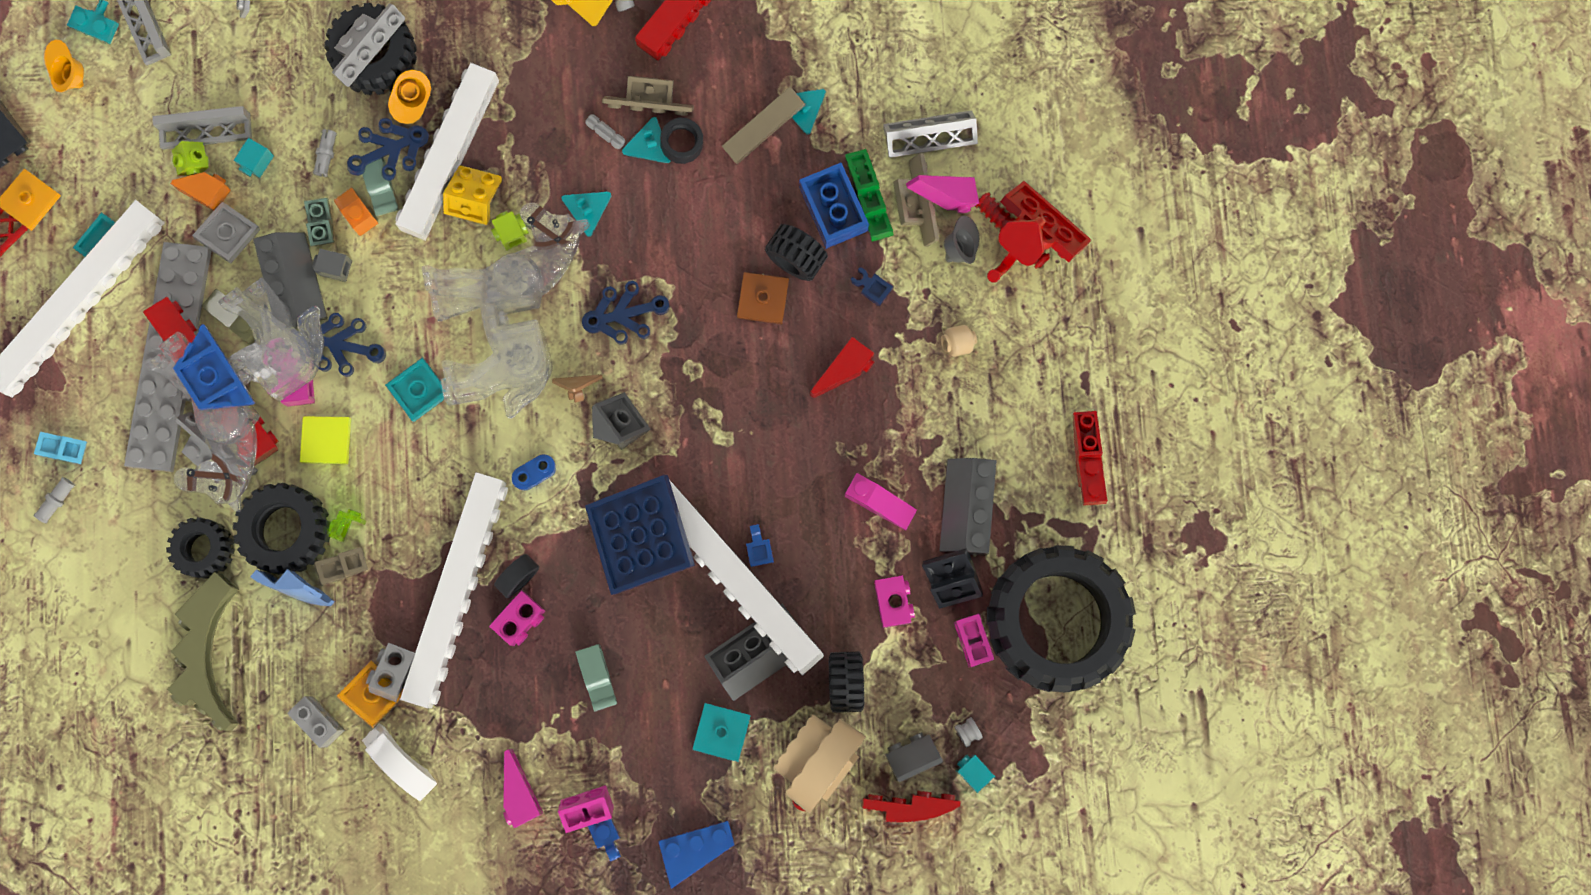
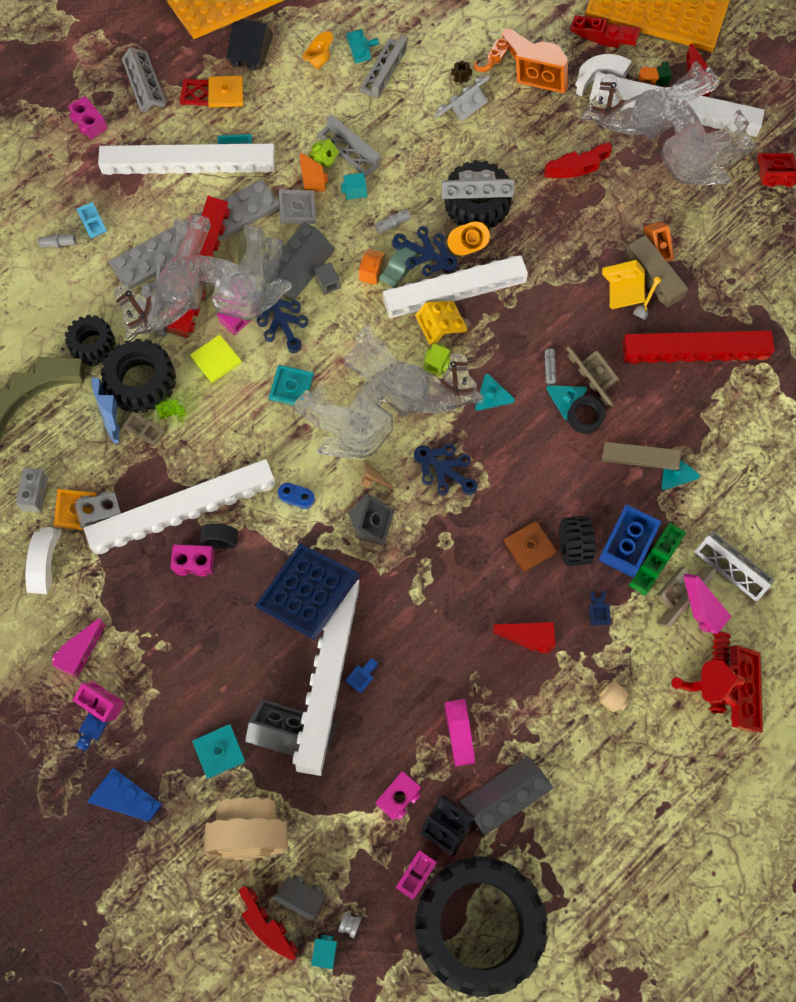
camera: 50 degrees right, 10 degrees down
(210, 375) = (195, 255): blue wing -> none
(319, 221) = (347, 252): sand green slope -> none
(596, 677) = (193, 639): sand green piece -> none
(846, 682) = (316, 807): black tyre -> none
(963, 242) = (682, 644): dark grey piece -> none
(1089, 458) = (611, 854): red slope -> none

